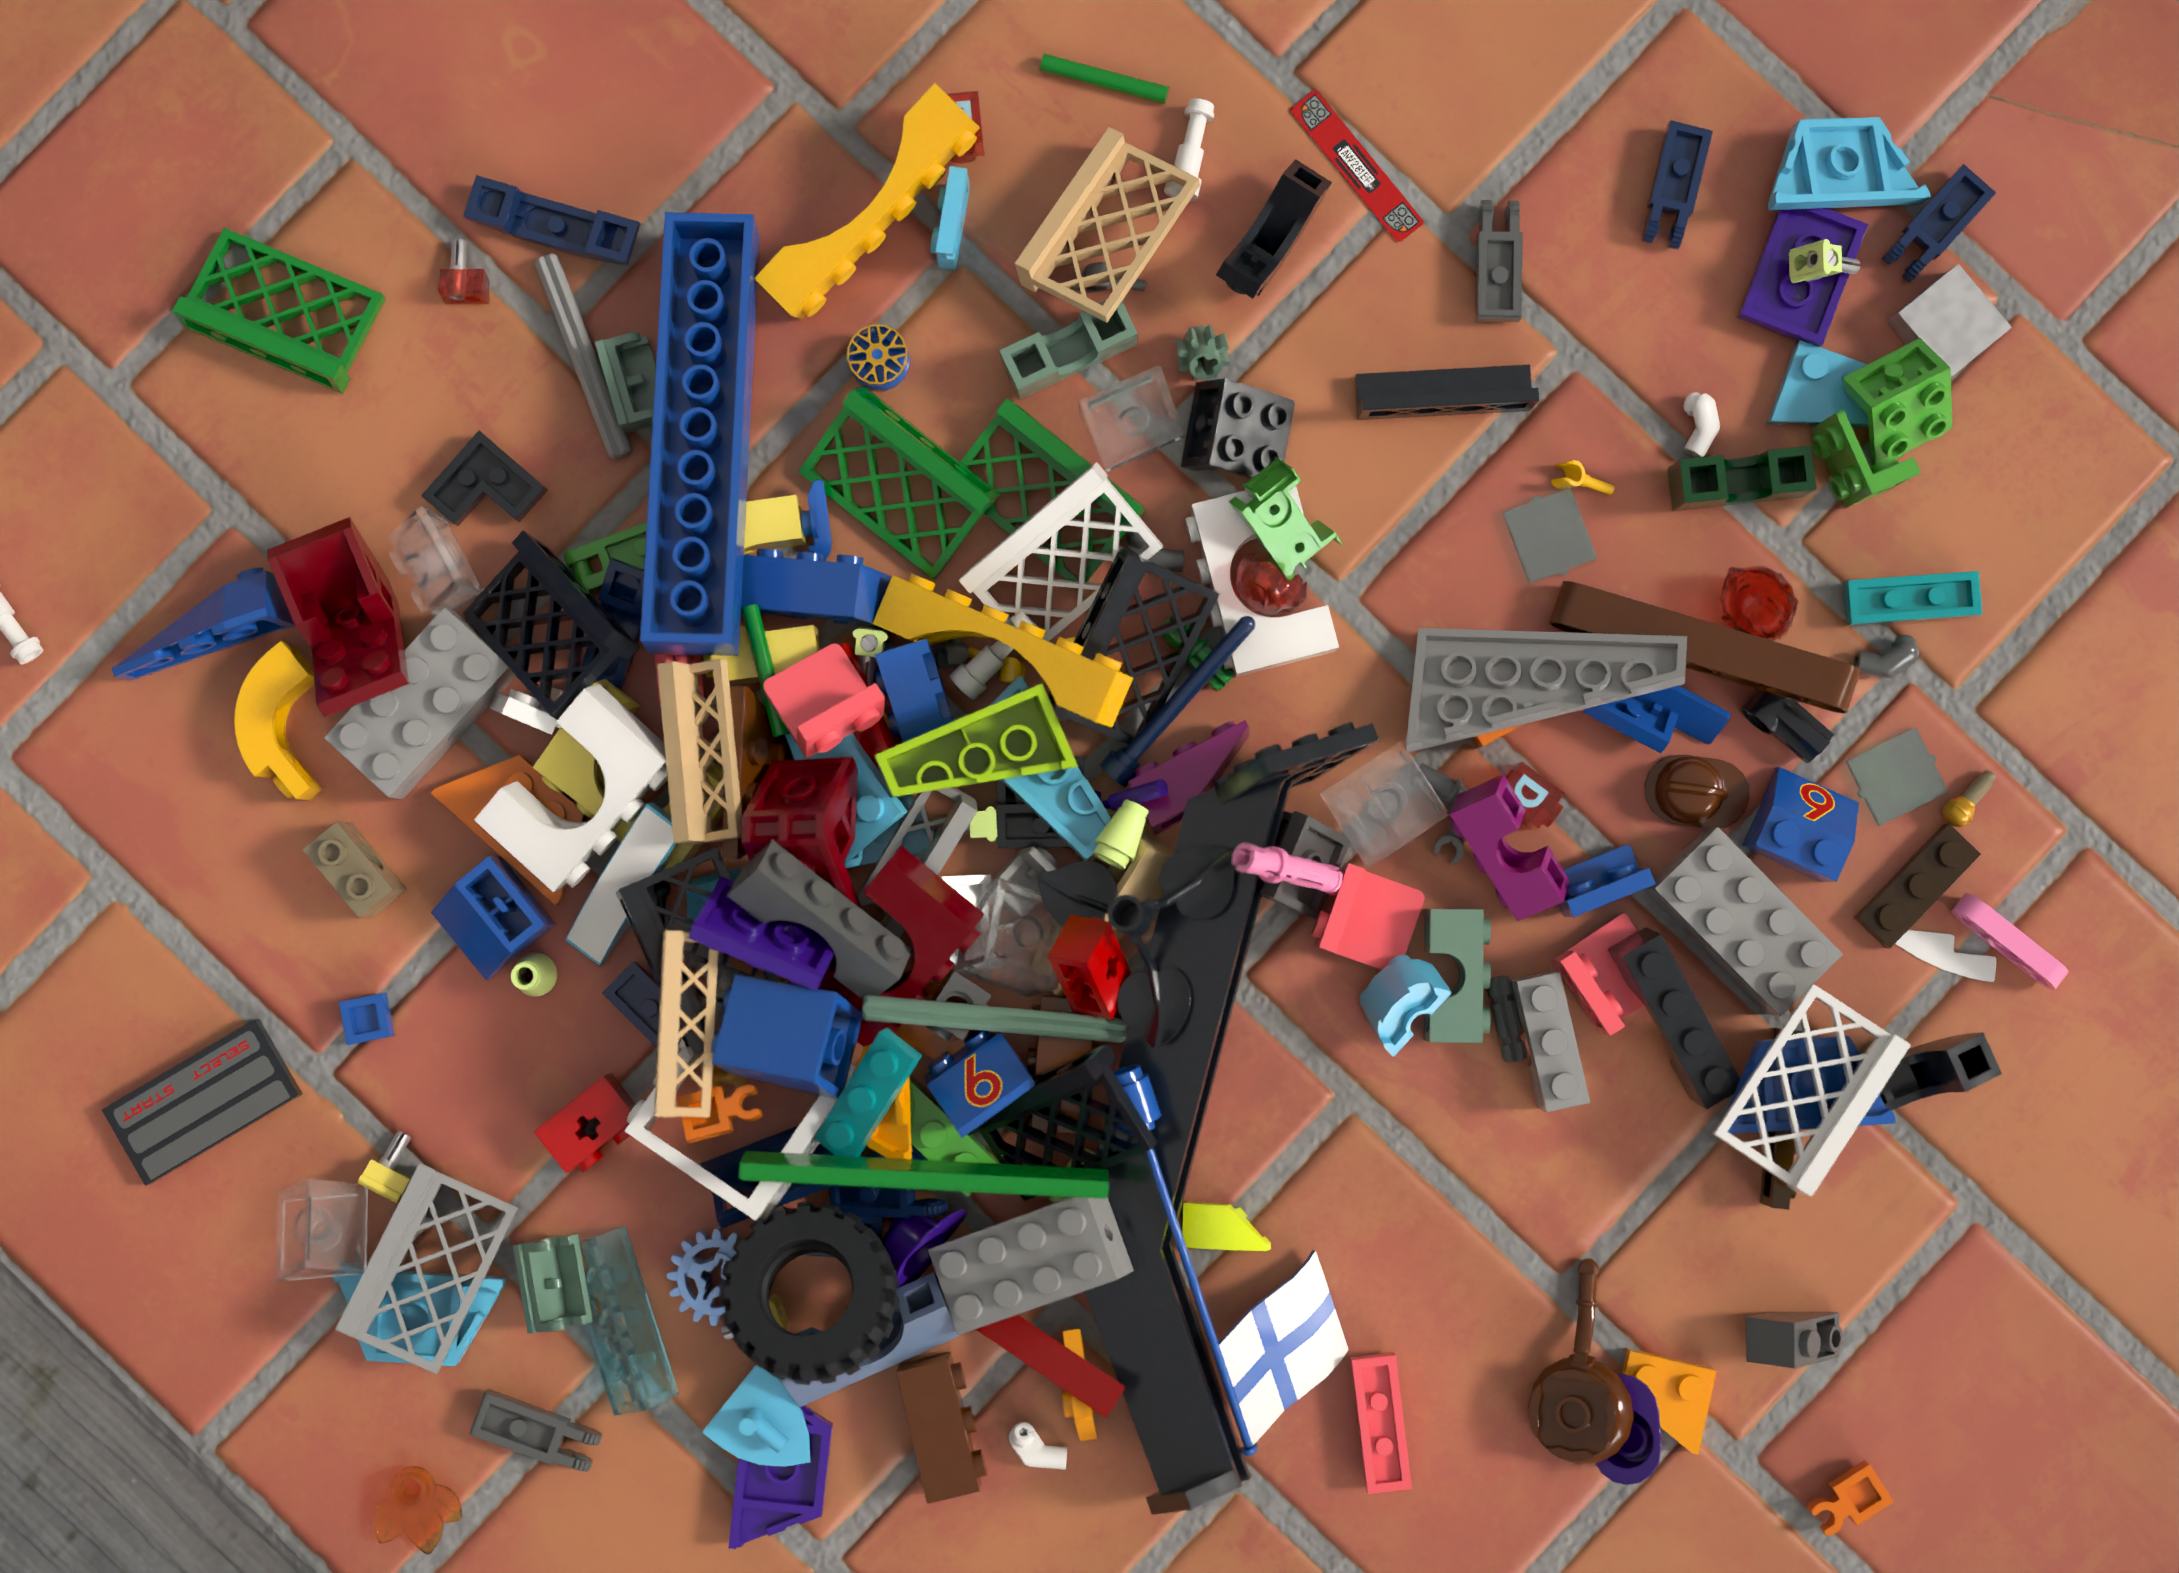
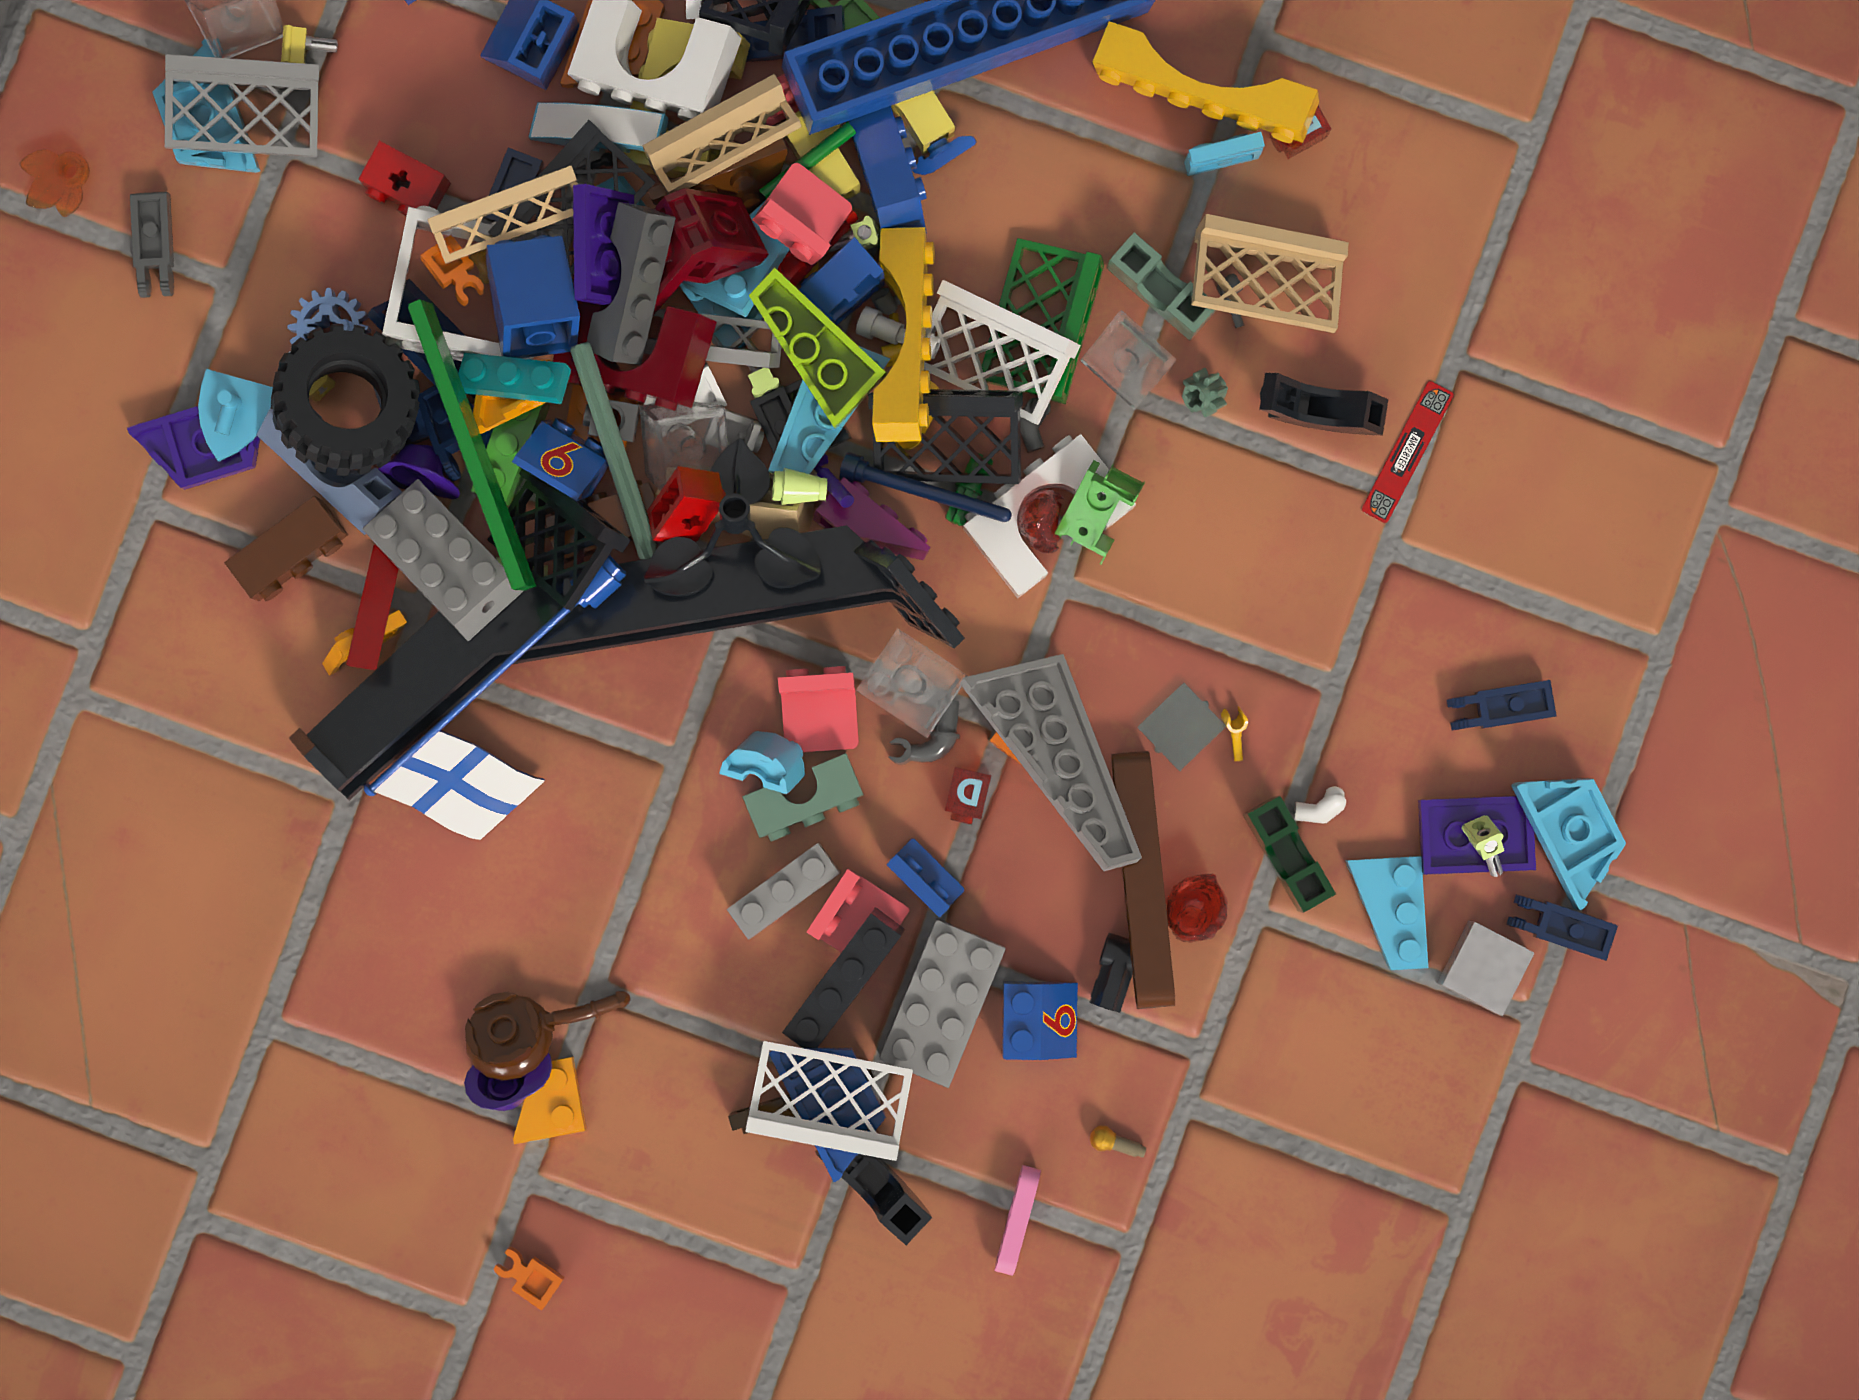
camera: 70 degrees right, 0 degrees up
(543, 972) = (502, 96): yellowish green cone -> none
(552, 1283) = (270, 206): sand green hinge -> none
(627, 1323) = (265, 274): clear light blue fence -> none
(878, 357) = (1091, 145): wheel -> none
(921, 453) = (1030, 209): green fence -> none
(1033, 1451) = (299, 629): white arm -> none
(1104, 78) = (1388, 225): green bar -> none
(1190, 154) = (1357, 316): white piece -> none
(1220, 1228) = (531, 699): neon yellow slope -> none
(1236, 428) = (1157, 446): black bracket -> none
(1276, 865) = (823, 611): bright pink pin -> none
(1310, 840) = (838, 640): dark grey bracket -> none
(1381, 1423) = (433, 887): coral plate -> none
(1444, 392) = (1257, 595): black fence -> none
(1499, 266) = (1374, 595): dark grey hinge -> none
(1507, 1019) = (787, 852): dark grey axle -> none
(1521, 879) = (900, 815): magenta arch -> none
(1654, 715) = (1073, 865): blue bracket -> none
(1697, 791) = (1030, 928): reddish brown piece -> none
(1793, 1338) = (635, 1179): dark grey slope -> none
(1850, 473) = (1322, 949): bright green bracket -> none
(1890, 664) = (1197, 1036): dark grey arm -> none
(1896, 776) = (1110, 1079): clear light blue piece -> none
(1904, 399) = (1406, 954): bright green bracket -> none
(1912, 598) = (1255, 1030): teal plate -> none
(1917, 885) = (1031, 1130): dark brown plate -> none
(1939, 951) = (987, 1170): white sticker -> none

